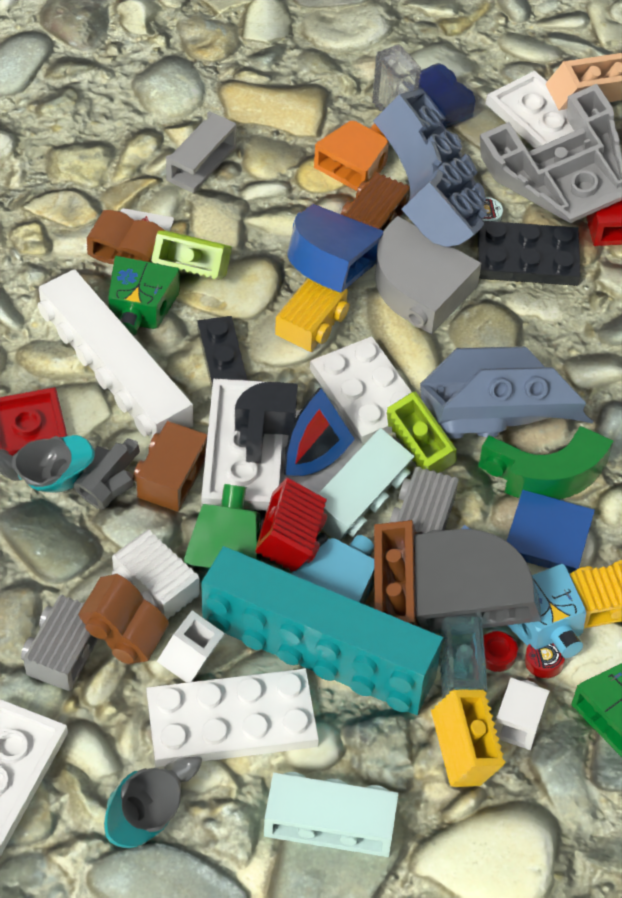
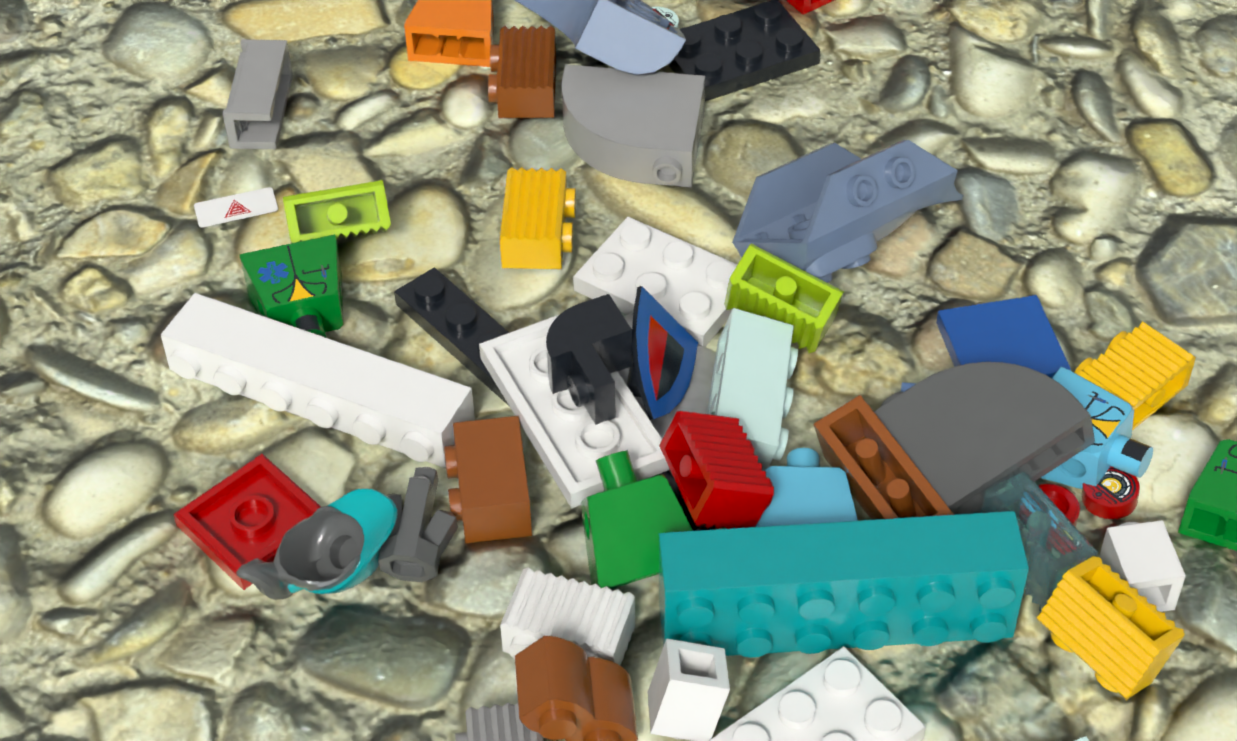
camera: 25 degrees left, 5 degrees down
(121, 236) = (220, 231): dark orange brick -> none
(332, 247) = (508, 131): blue brick -> none
(426, 500) = (838, 370): light grey brick -> none
(550, 475) = (956, 279): green arch -> none

